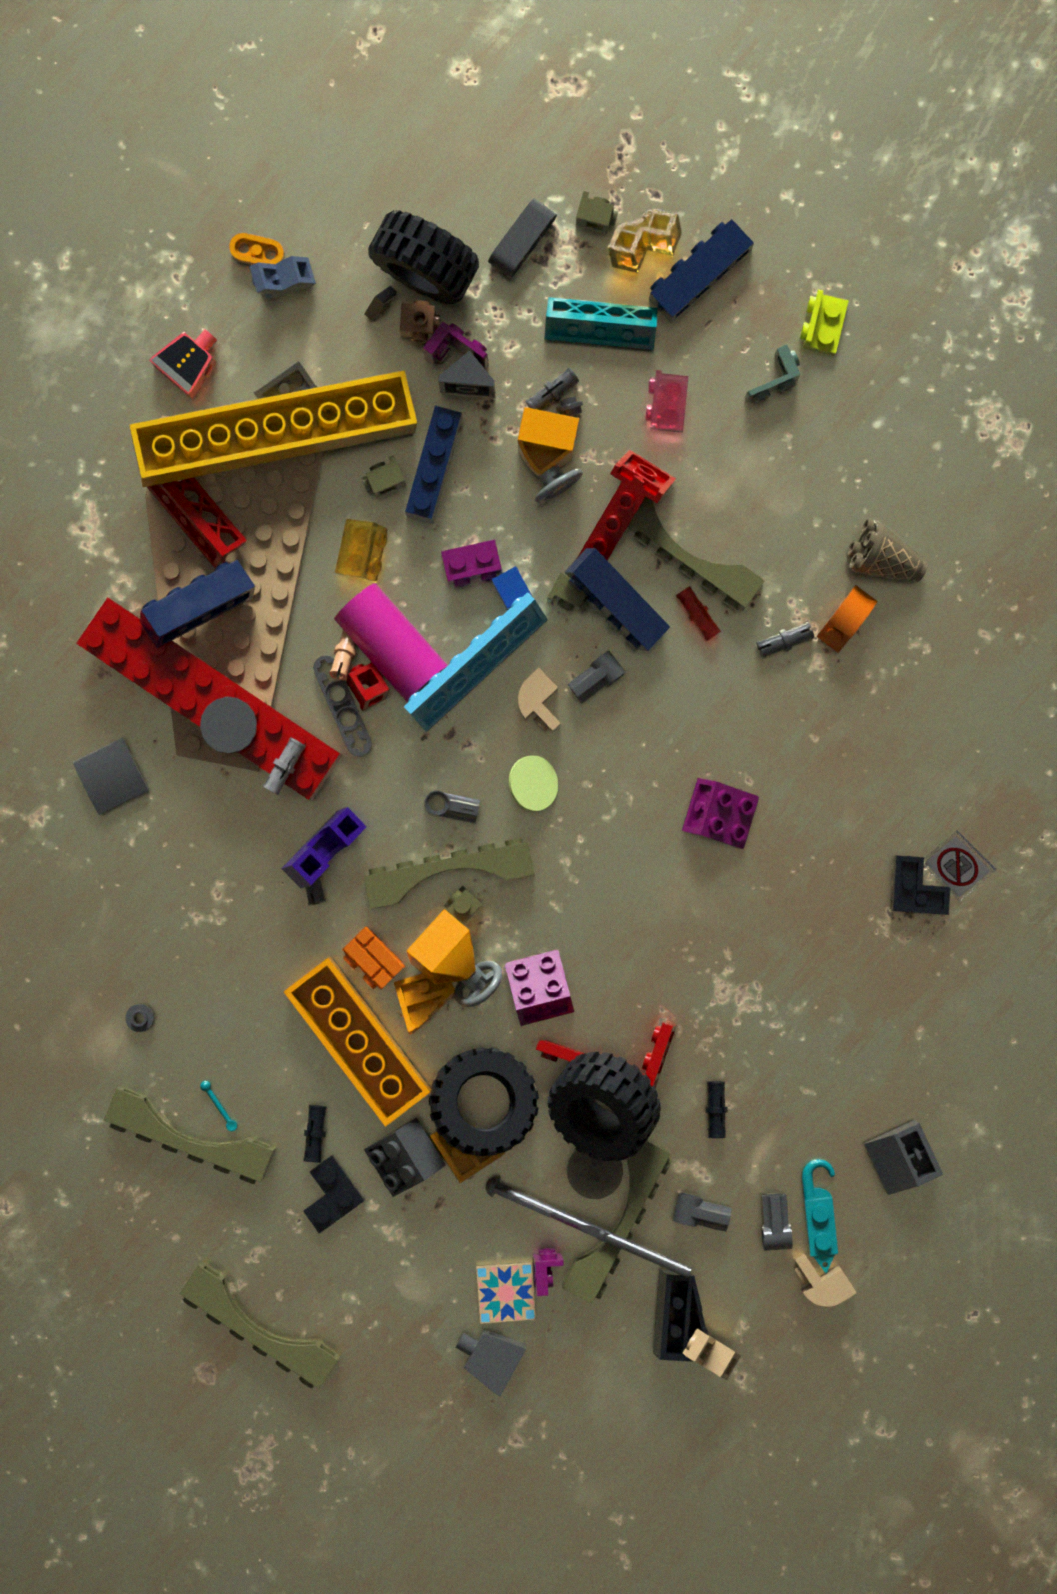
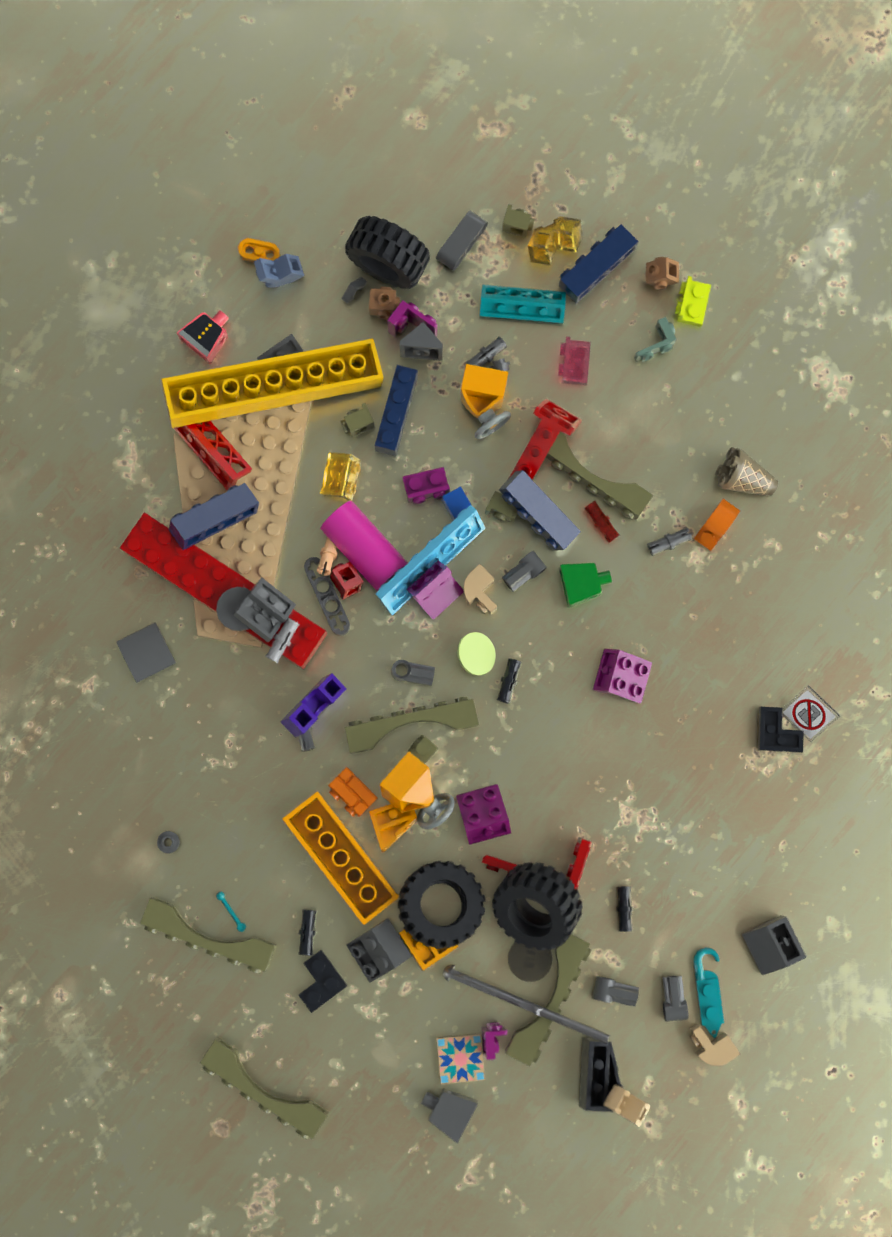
camera: 10 degrees left, 5 degrees down
(261, 727) = (264, 609): none -> dark grey slope
(481, 700) = (435, 589): none -> bracket
(575, 818) = (509, 681): none -> black pin
(671, 692) = (582, 582): none -> green torso
(784, 284) = (662, 272): none -> medium nougat brick

